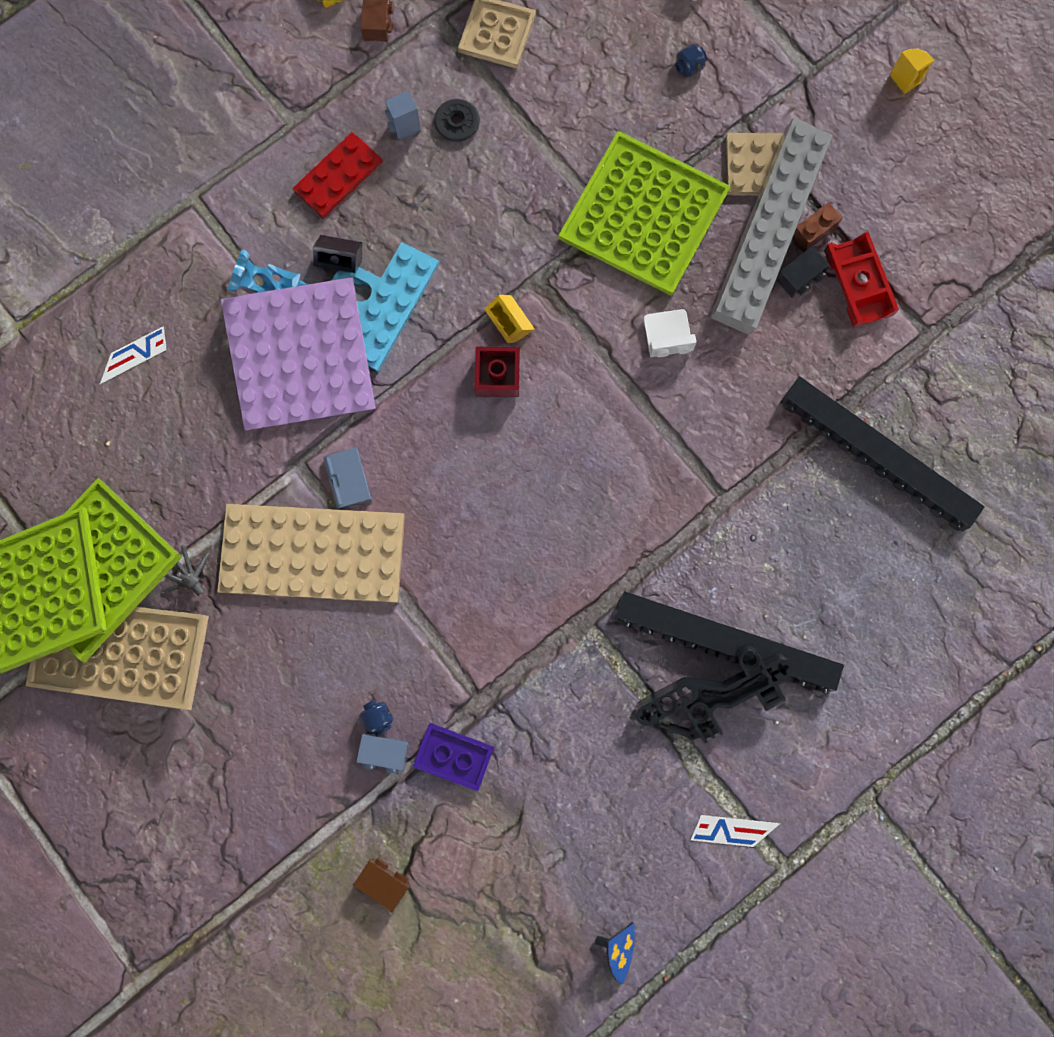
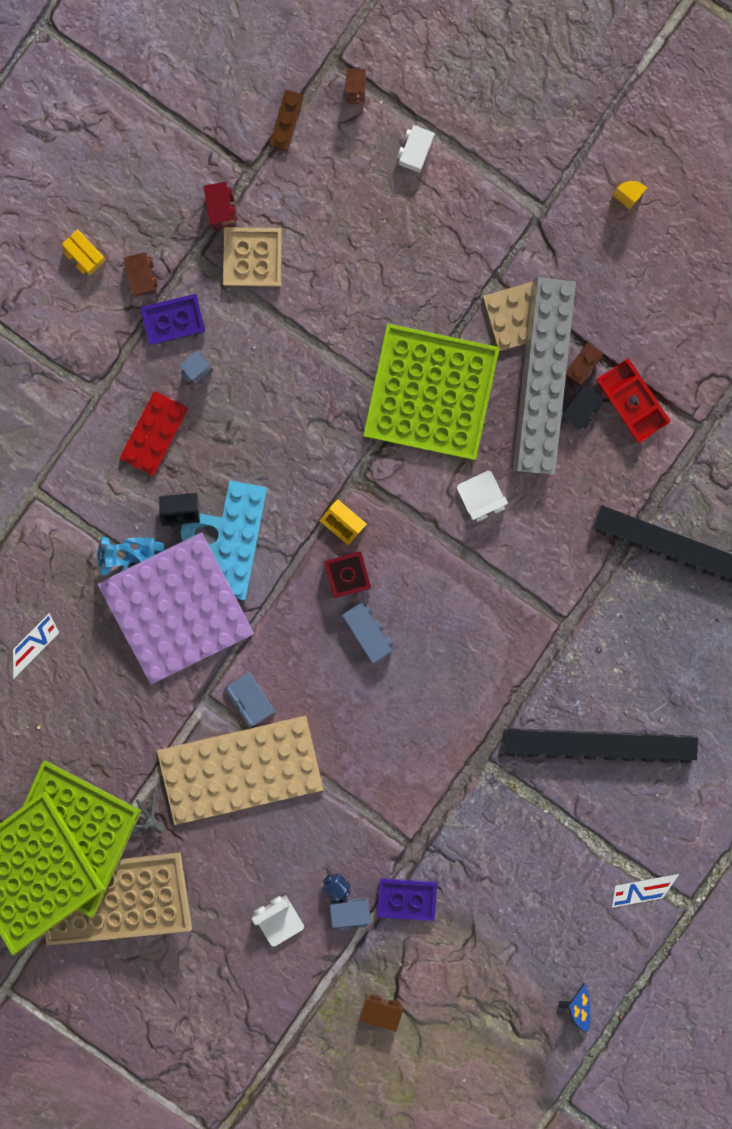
camera: 20 degrees left, 10 degrees up
(297, 736) = (278, 920): none -> white bracket
(395, 68) = (173, 319): none -> dark purple plate
(461, 131) = (237, 340): black wheel -> none
(501, 441) = (368, 632): none -> sand blue brick
(690, 60) = (432, 236): dark blue head -> none
(717, 694) = (629, 771): black beam -> none

